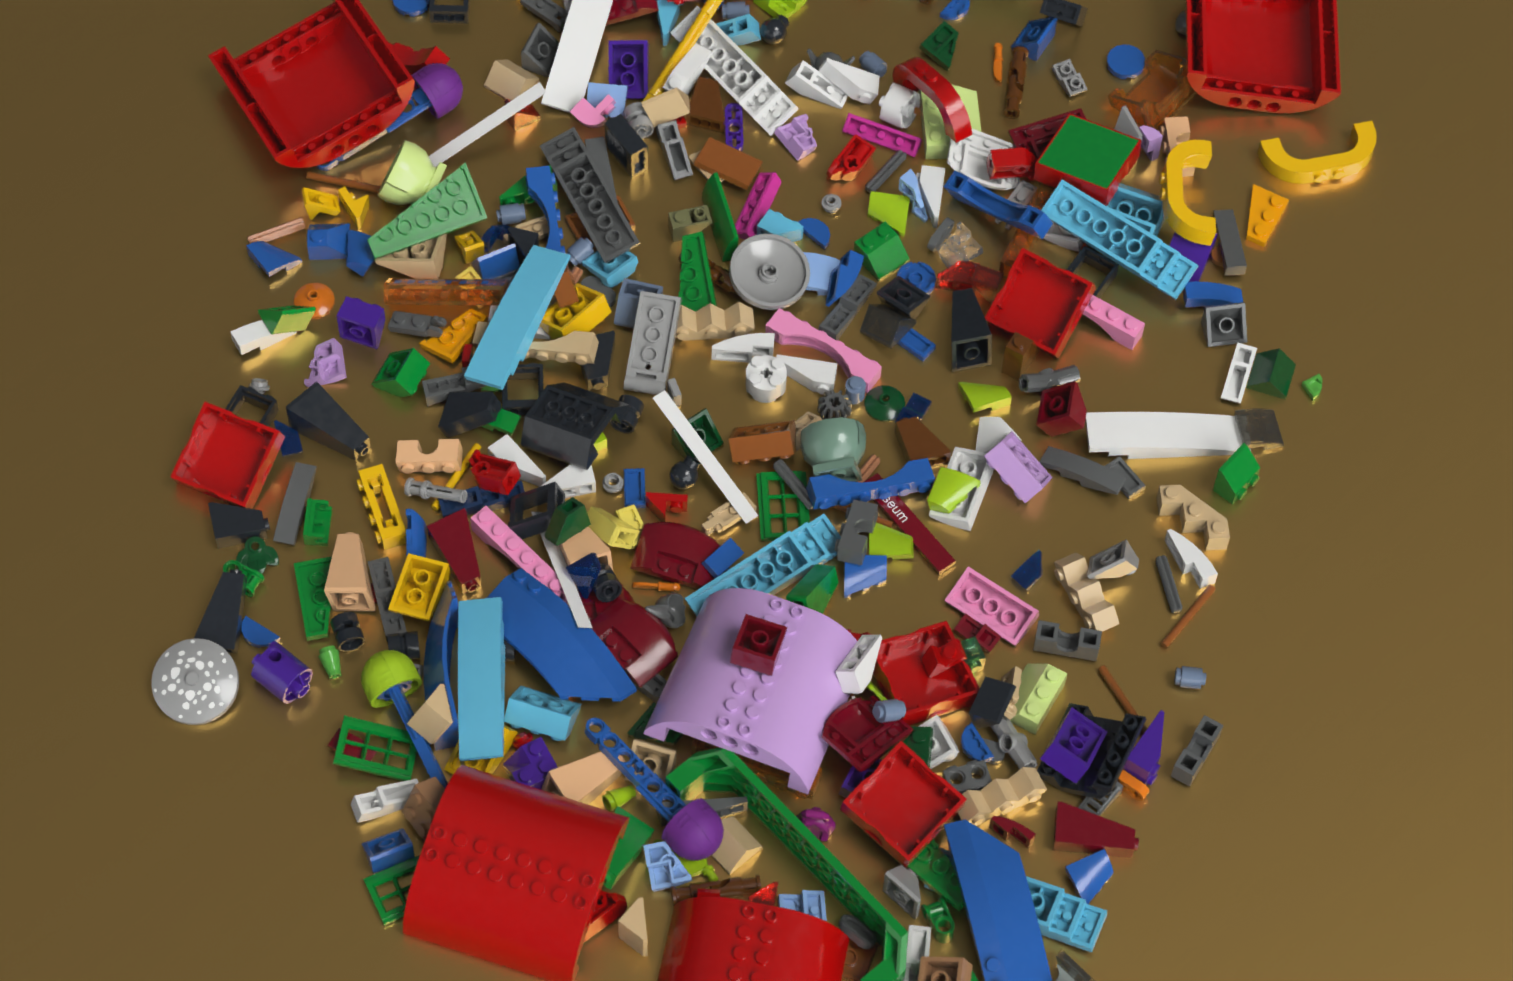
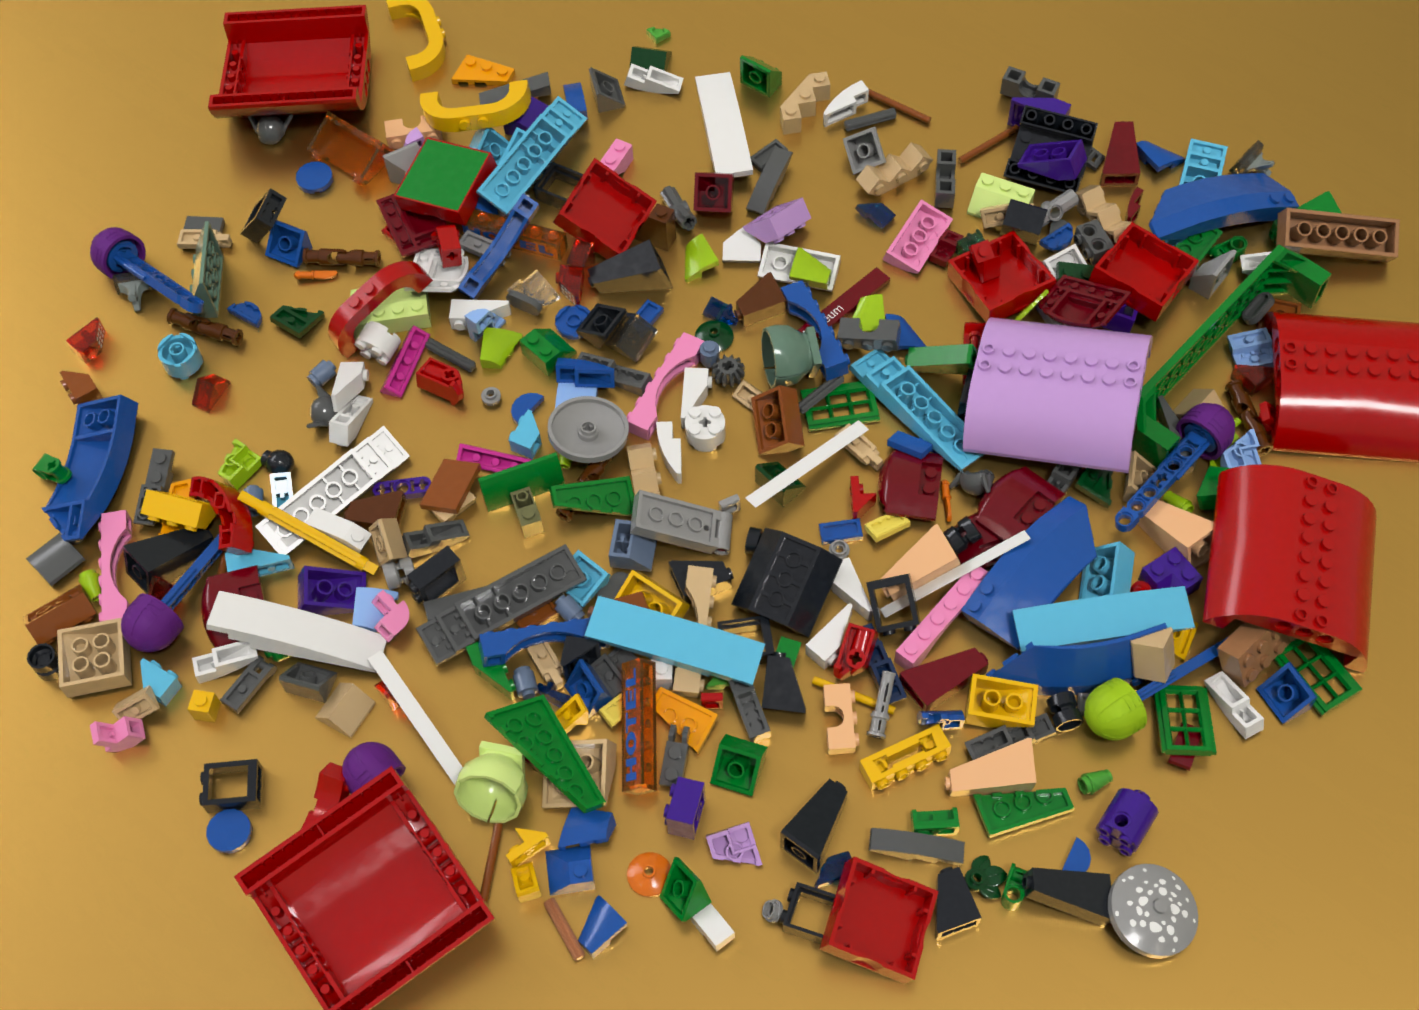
camera: 90 degrees left, 0 degrees up
(347, 631) = (1061, 767): black wheel -> none
(567, 521) = (915, 564): dark green slope -> none
(584, 573) = (962, 544): clear blue slope -> none
(612, 529) = (901, 536): light yellow slope -> none
(633, 927) = (1312, 462): tan slope -> none
(684, 473) = (823, 483): black piece -> none
(758, 644) = (1047, 359): dark red slope -> none
(797, 137) = (414, 431): lavender slope -> none
(818, 822) = (1164, 345): magenta piece -> none
(859, 664) = (1015, 309): white slope -> none
(889, 710) = (1057, 286): sand blue brick -> none
(1068, 78) = (338, 217): light grey slope -> none
(1189, 677) = (959, 99): sand blue brick -> none
(1259, 428) = (707, 66): clear smoke slope -> none

